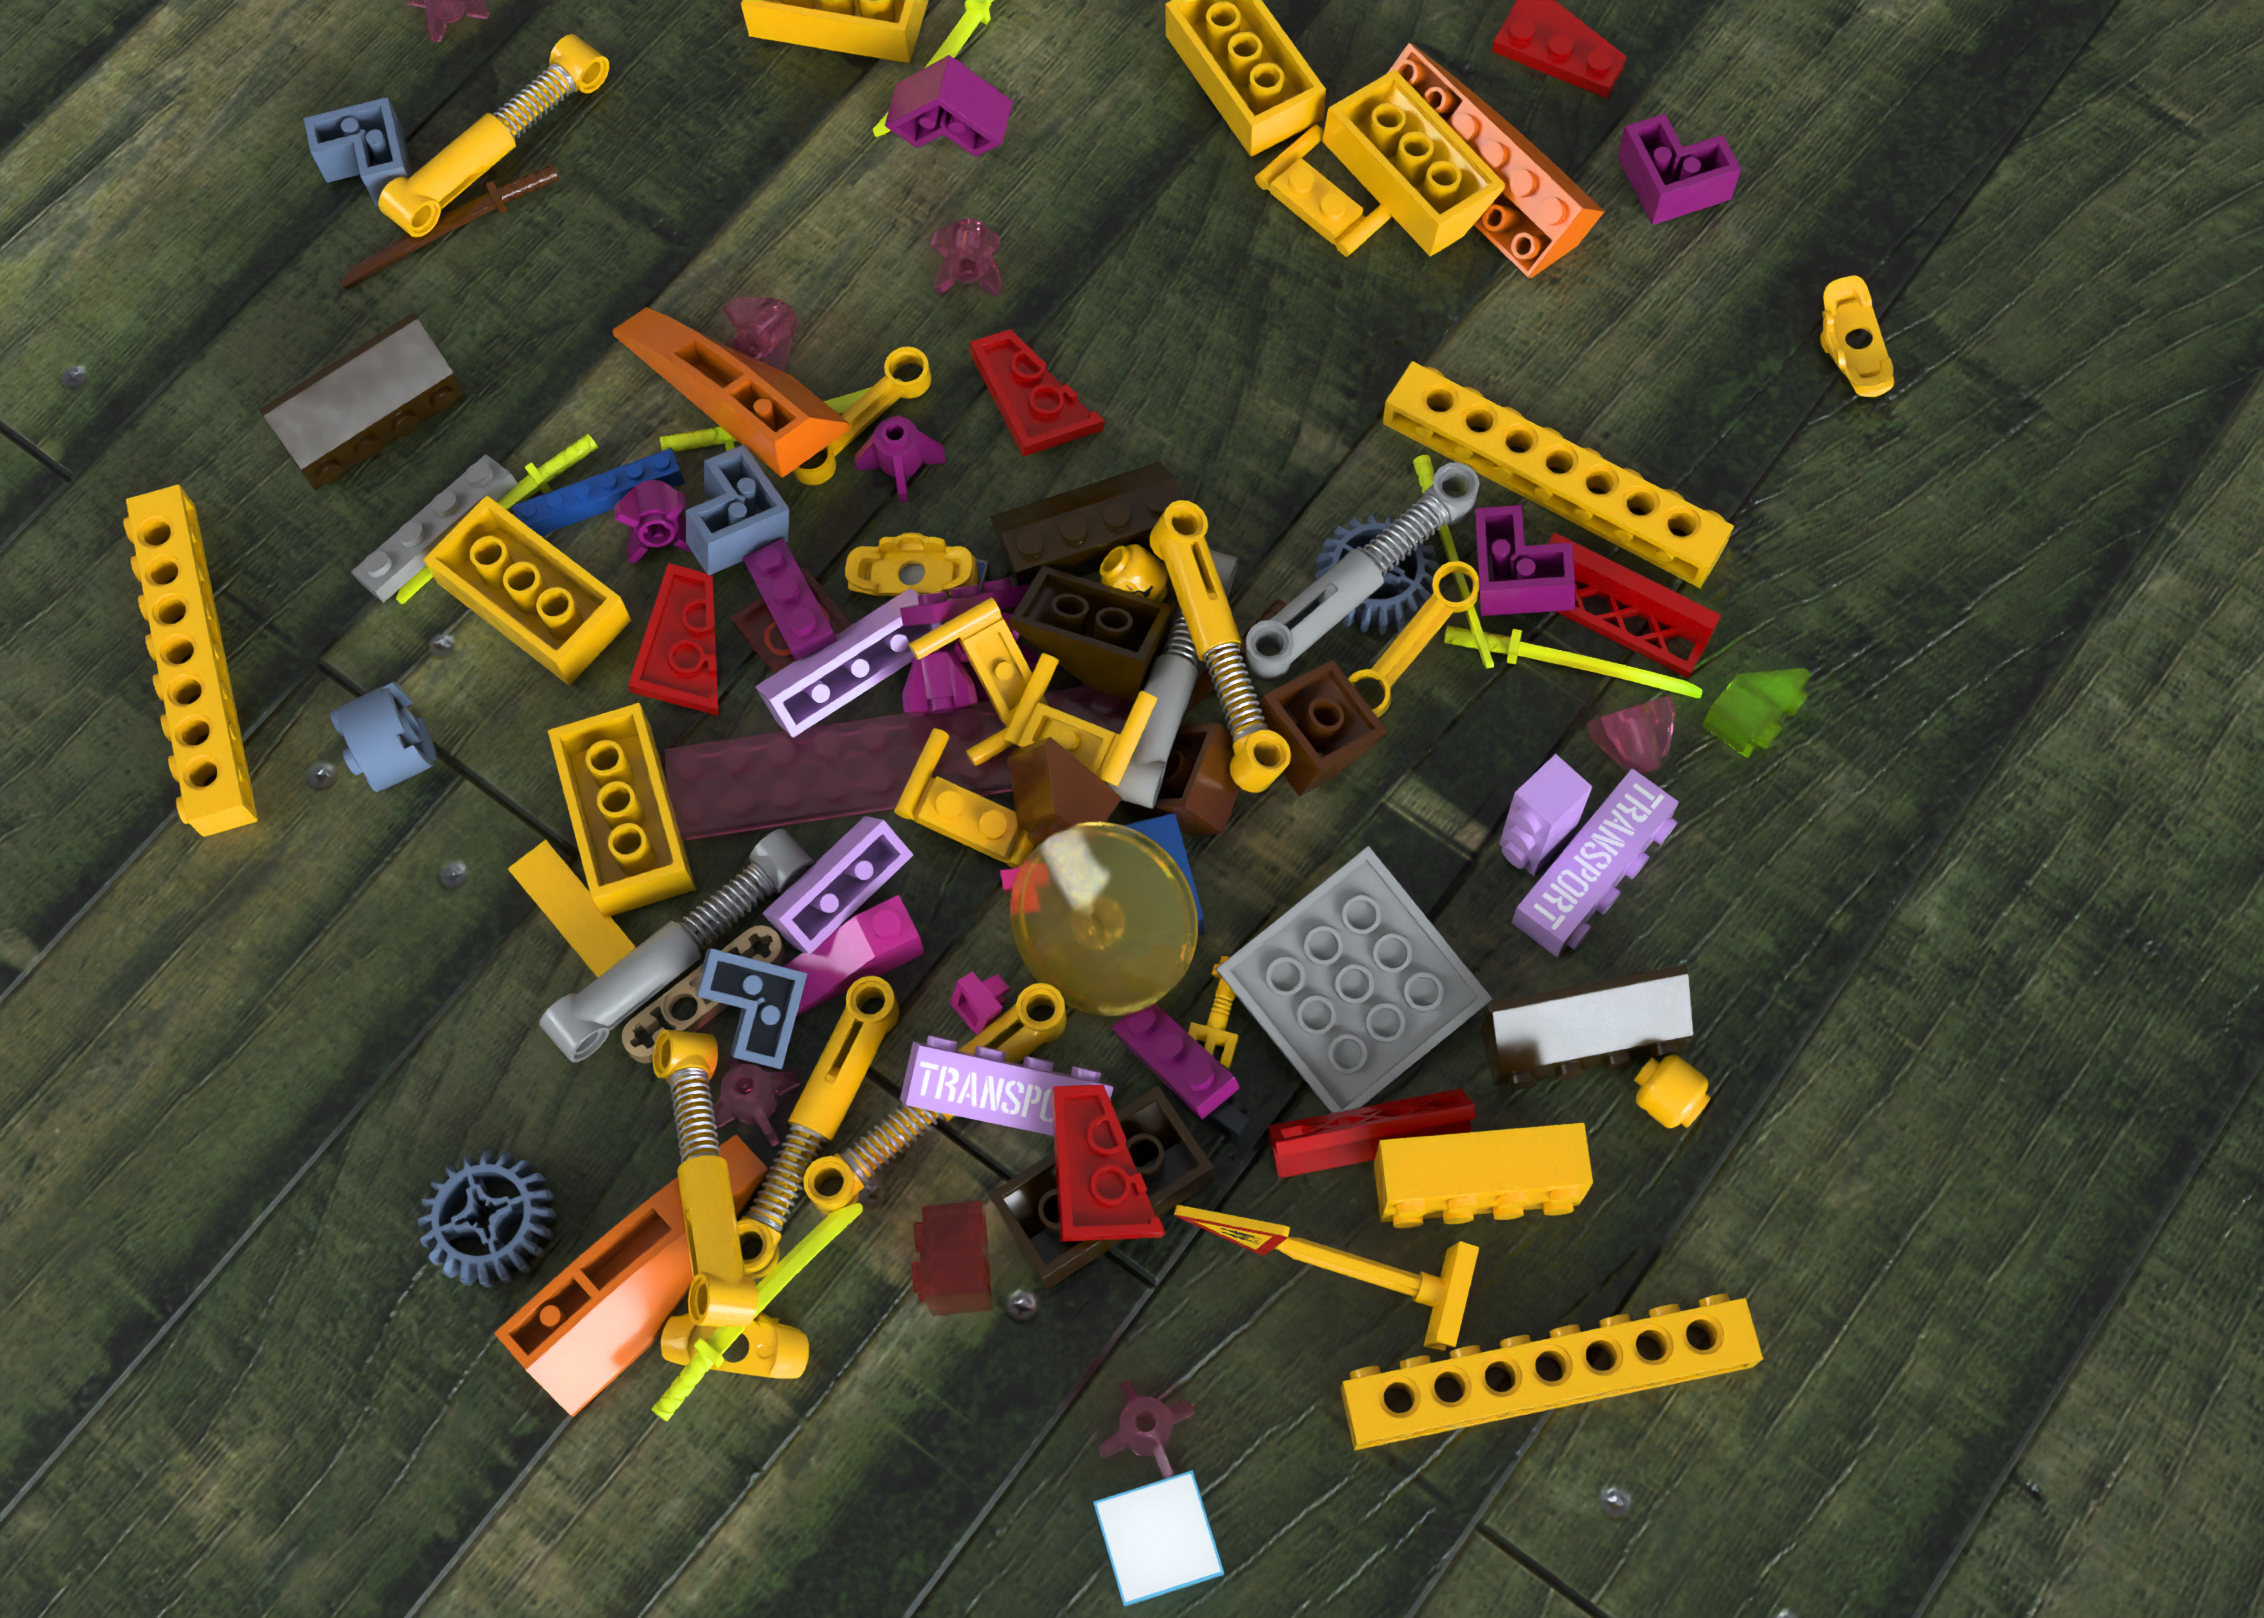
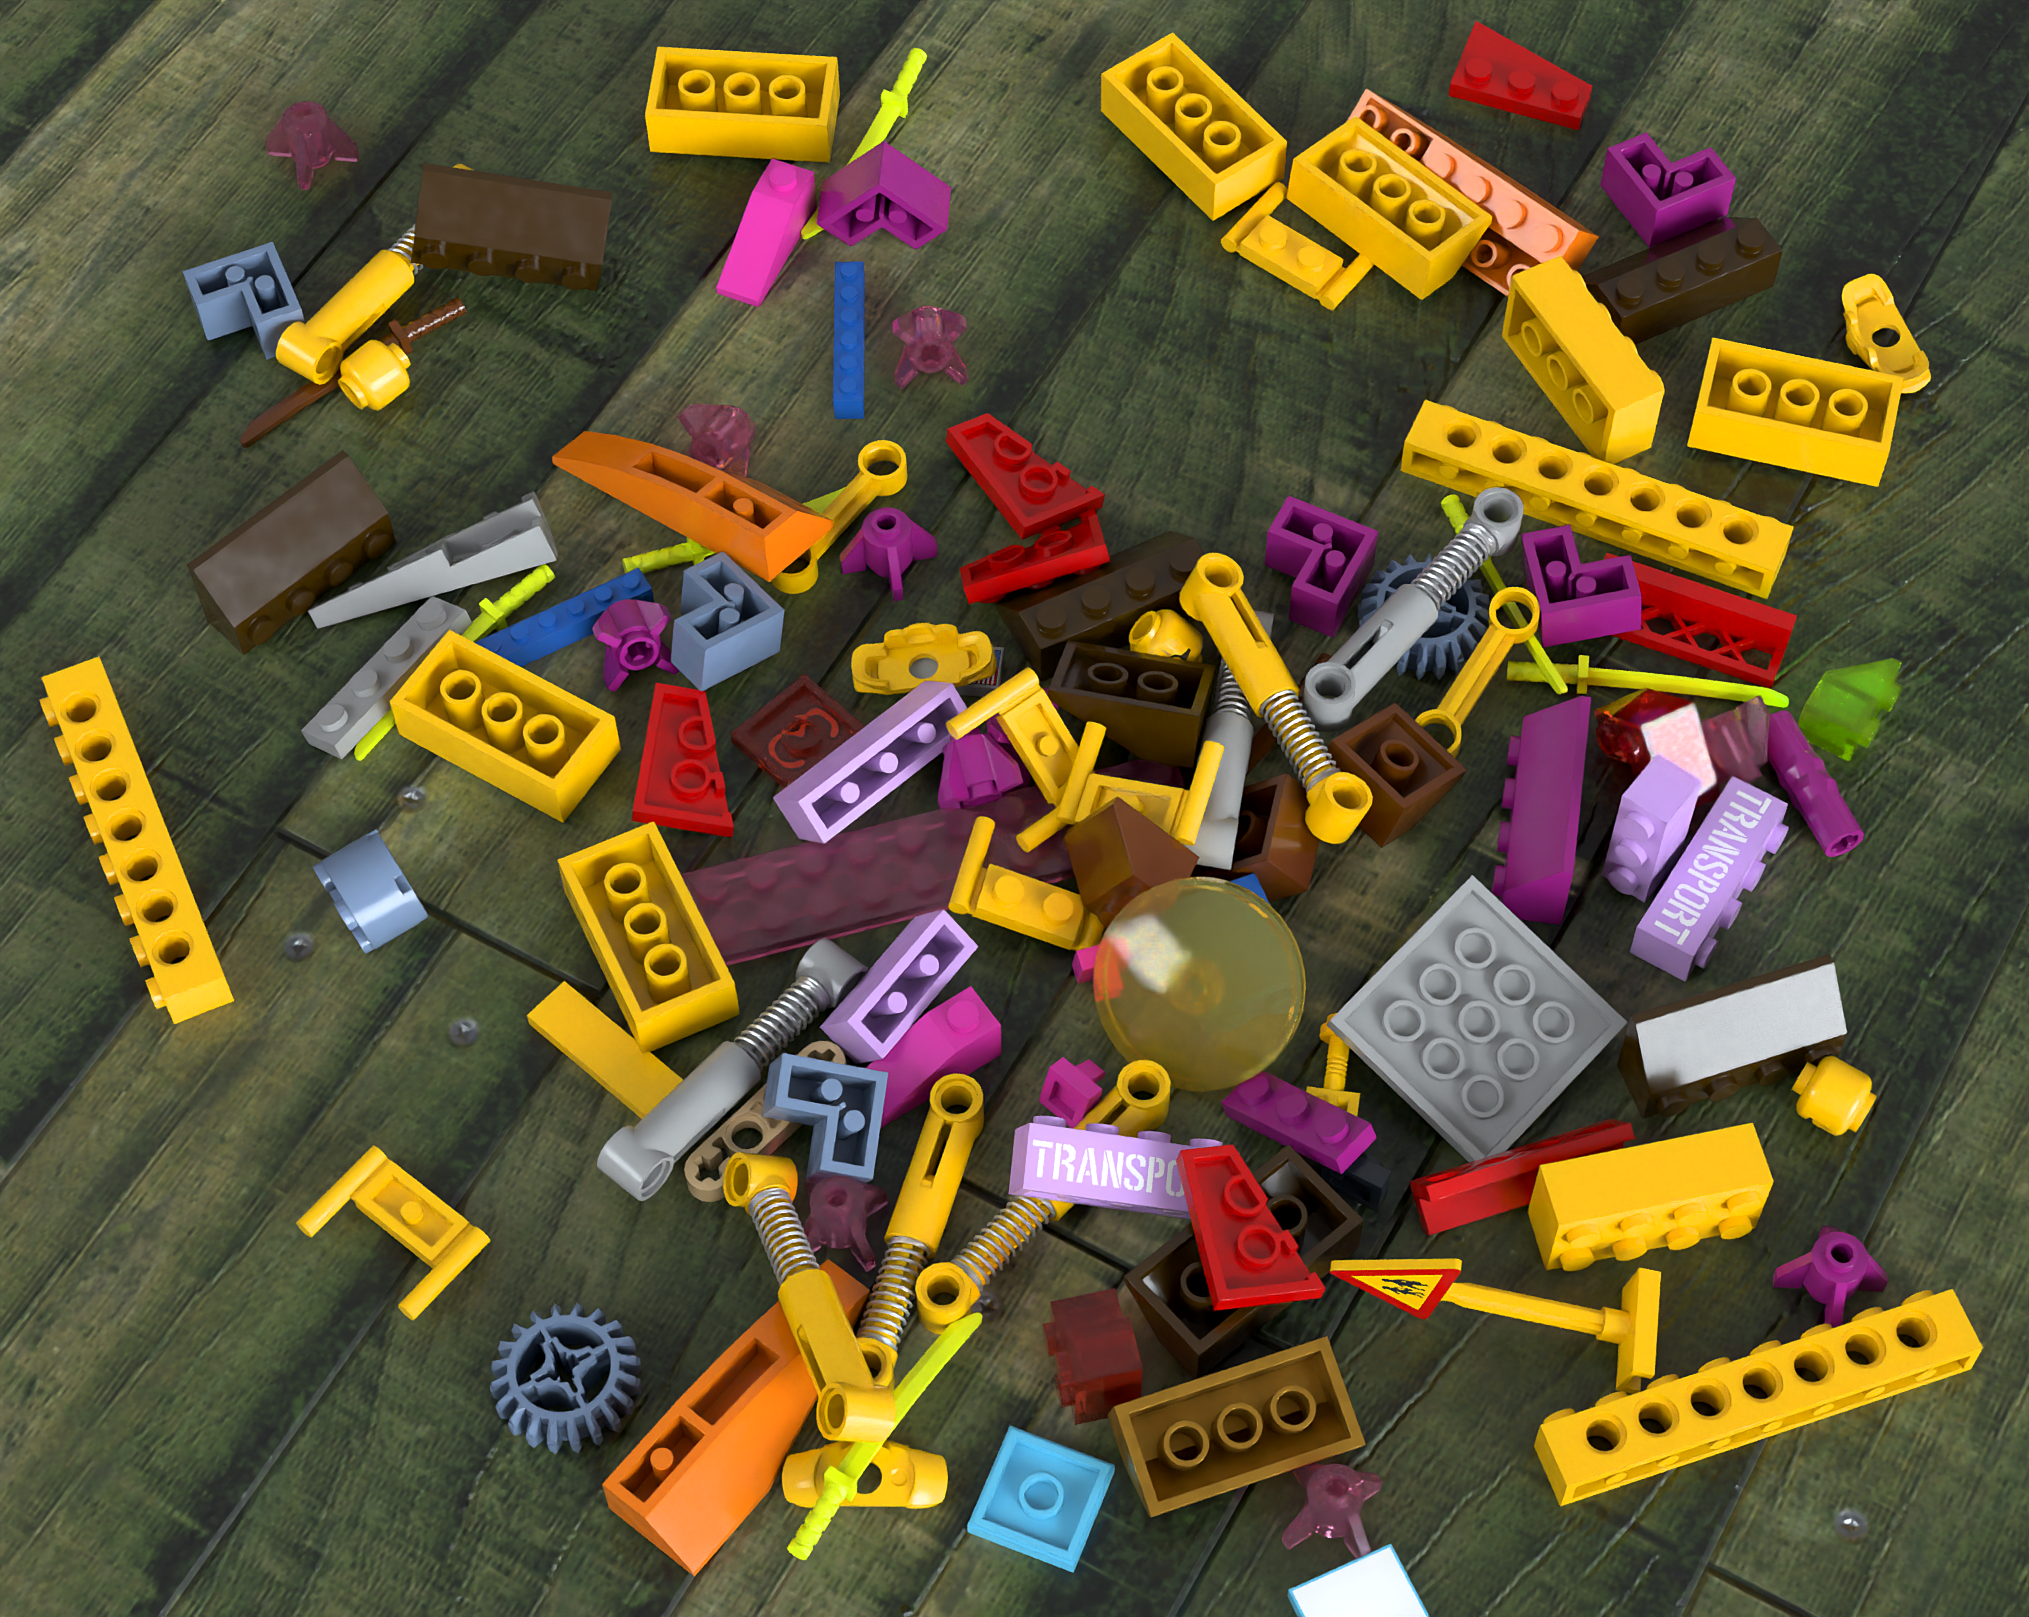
camera: 10 degrees left, 10 degrees down
(375, 1046) = (409, 1215): none -> yellow plate
(465, 233) = (374, 375): none -> yellow head
(535, 417) = (484, 551): none -> light grey wedge
(601, 104) = (510, 227): none -> dark brown slope
(789, 599) = (796, 705): magenta plate -> none
(841, 128) = (768, 231): none -> dark pink slope
(889, 1383) = (1041, 1498): none -> medium azure tile
(898, 242) = (849, 340): none -> blue piece
(937, 608) = (972, 685): magenta plate -> none
(1046, 478) = (1052, 556): none -> red wing
(1068, 1347) = (1235, 1427): none -> pearl gold slope
(1297, 512) = (1327, 559): none -> magenta brick
(1450, 782) = (1543, 812): none -> magenta slope
(1566, 337) = (1582, 361): none -> yellow brick
(1569, 722) = (1655, 723): none -> clear red brick
(1634, 1273) = (1833, 1272): none -> magenta brick
(1672, 261) = (1686, 277): none -> dark brown slope
(1705, 782) = (1811, 787): none -> magenta axle
(1757, 408) = (1796, 412): none -> yellow brick

